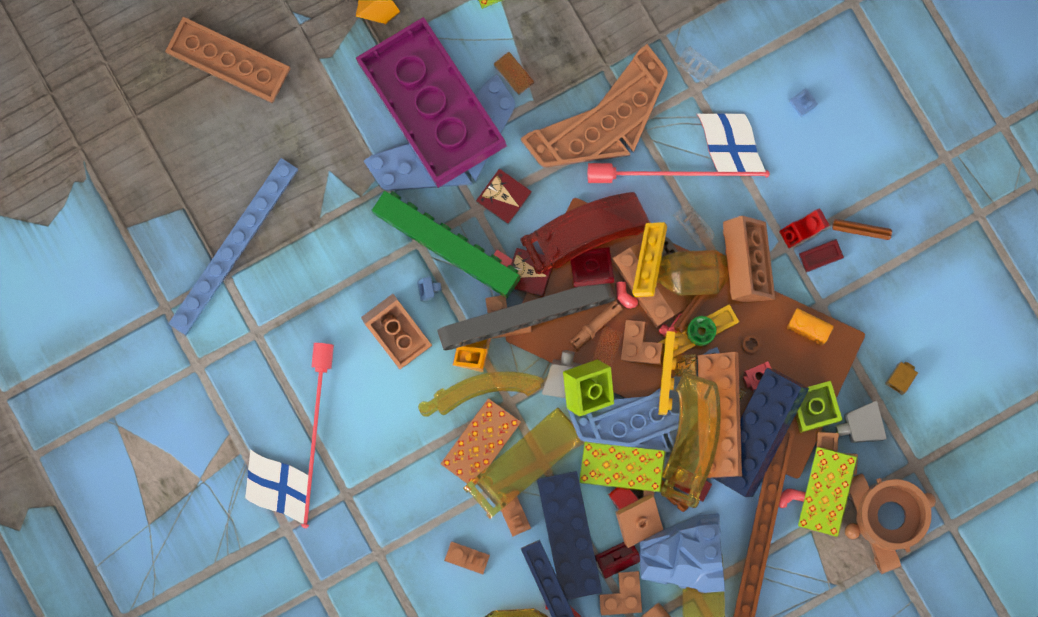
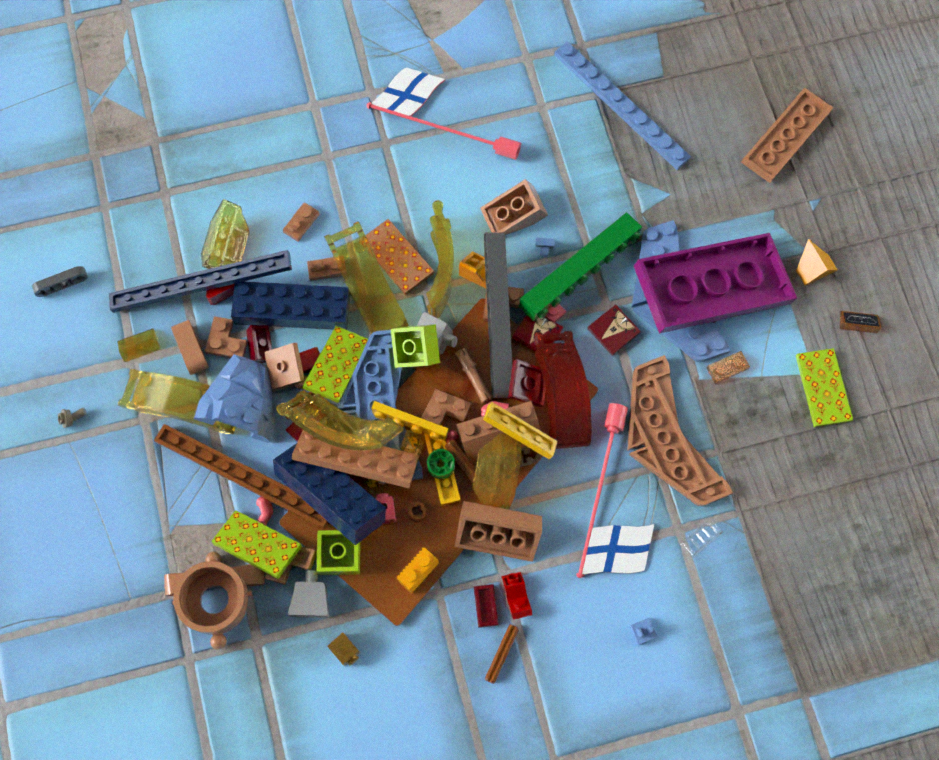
camera: 100 degrees right, 10 degrees down
(704, 238) = (534, 496): clear slope -> none

